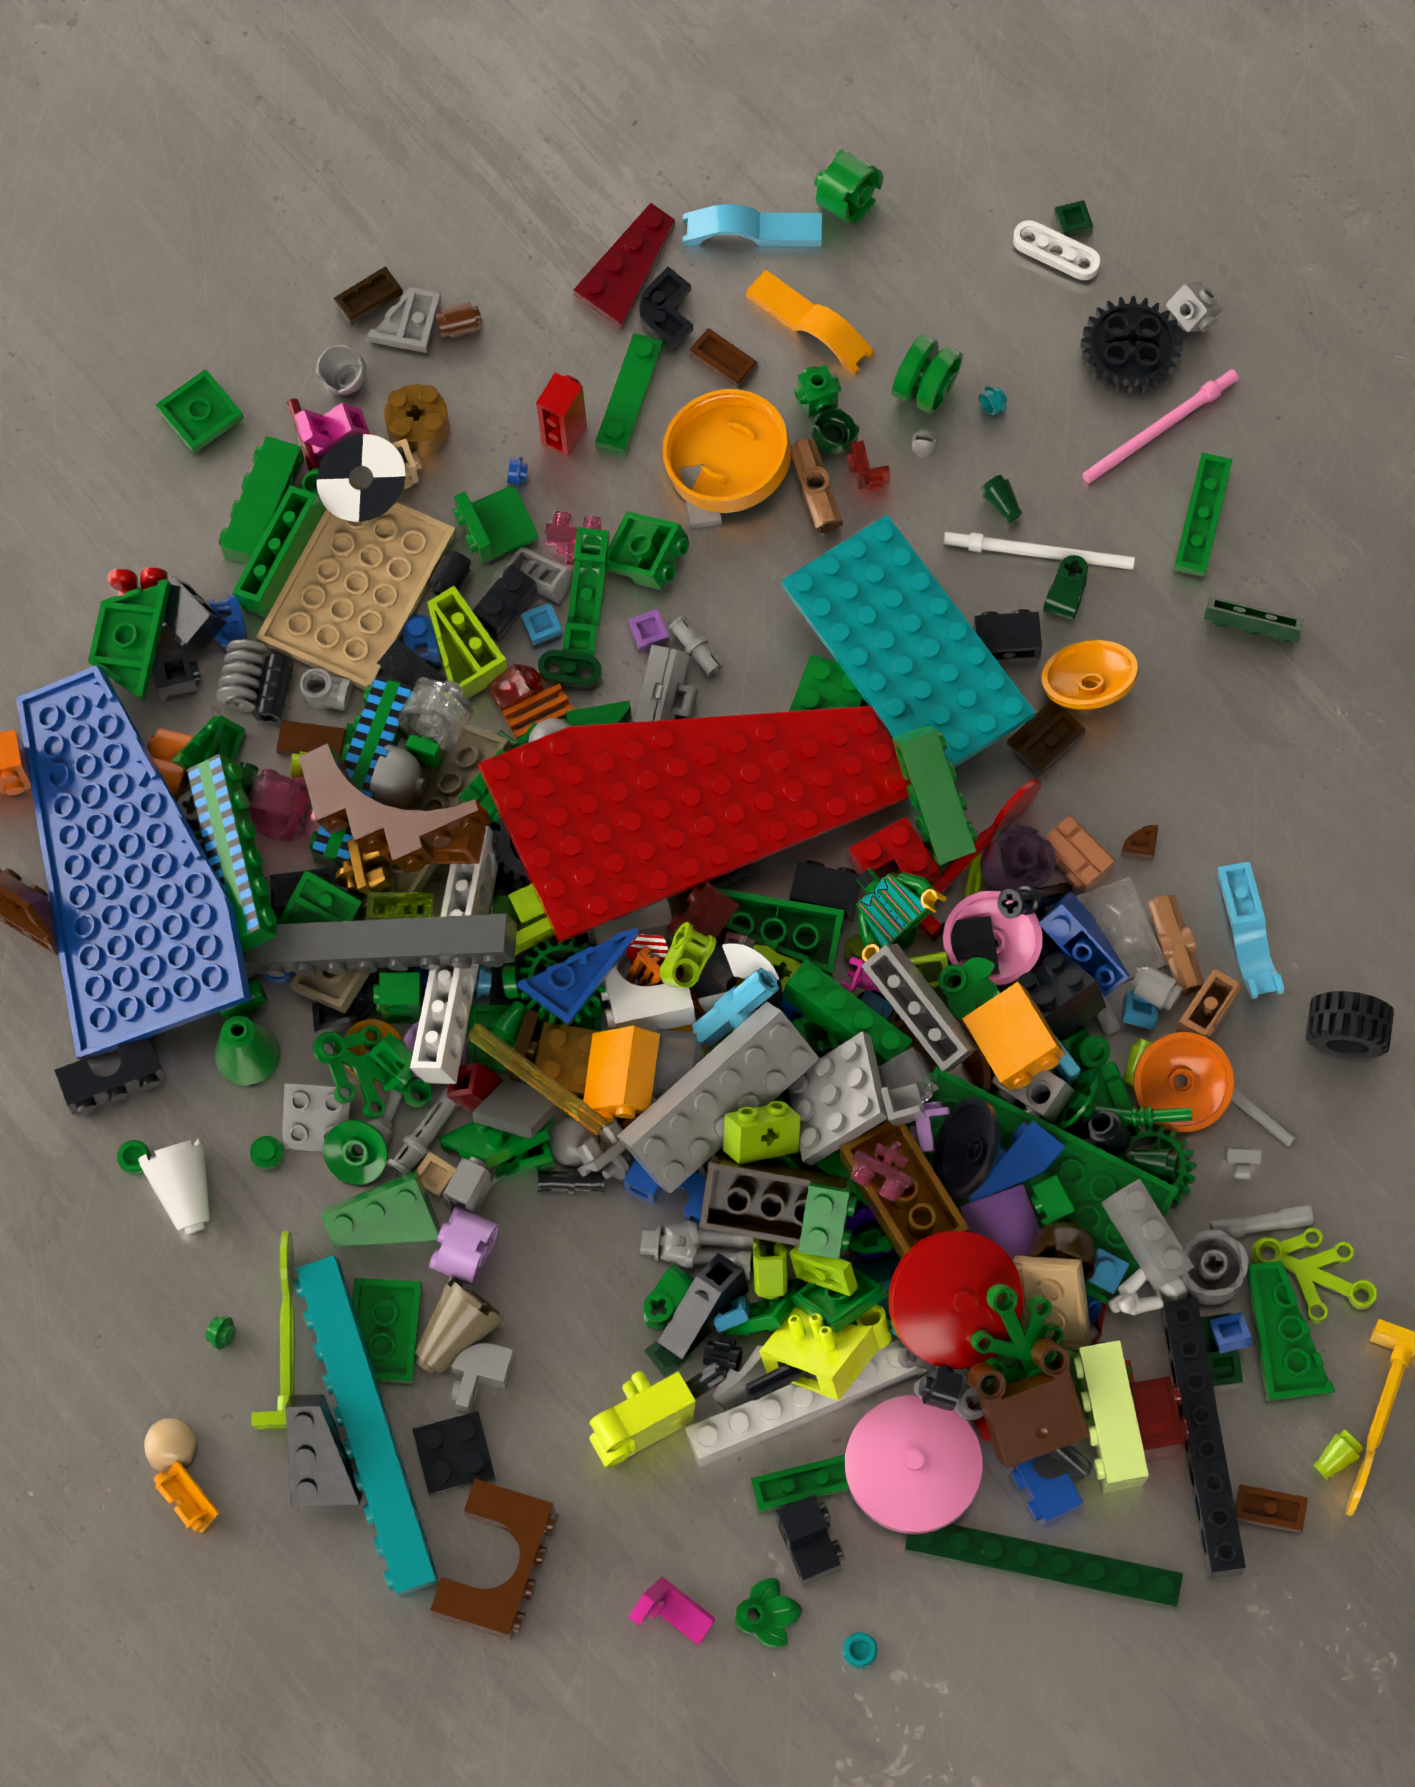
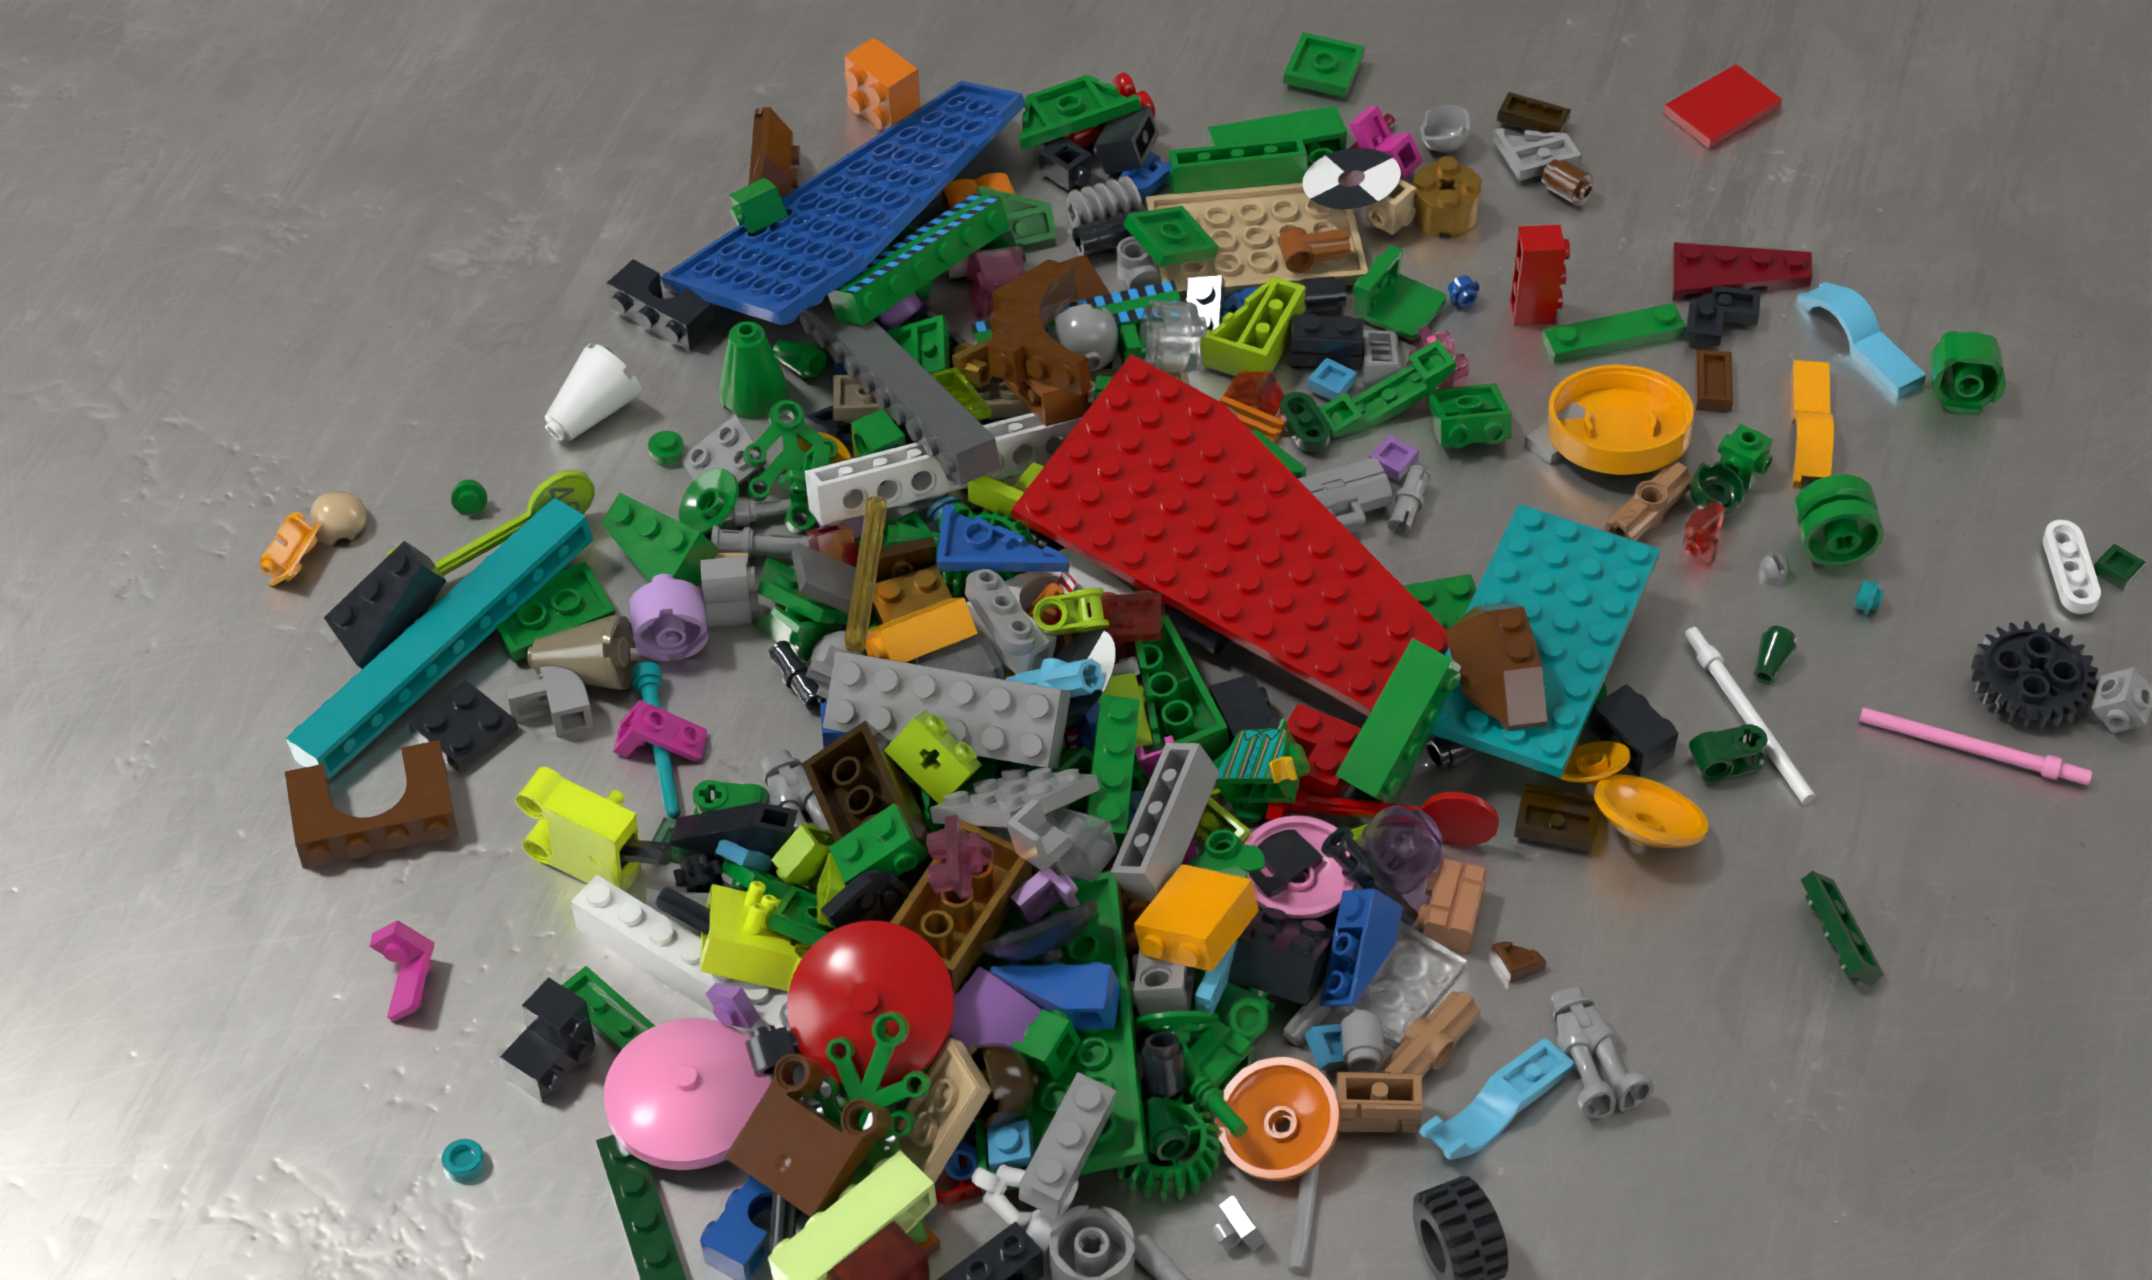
camera: 55 degrees right, 20 degrees down
(66, 940) = (757, 205): none -> green brick
(326, 648) = (1171, 236): none -> green plate
(407, 558) = (1303, 249): none -> dark orange piece
(454, 154) = (1722, 106): none -> red tile
(505, 1295) = (647, 680): none -> teal piece
(561, 1313) = (660, 728): none -> dark pink bracket
(656, 1011) = (1000, 612): none -> light grey plate
(773, 1613) = (457, 1061): green plate -> none
(865, 1243) = (867, 895): none -> black plate
(871, 1394) = (732, 1006): none -> medium lavender plate
(927, 691) = (1500, 664): none -> reddish brown wedge
(1027, 670) = (1595, 761): none -> light orange dish
(1203, 514) = (1914, 827): green plate -> none
(1231, 840) = (1587, 1033): none -> light grey piece

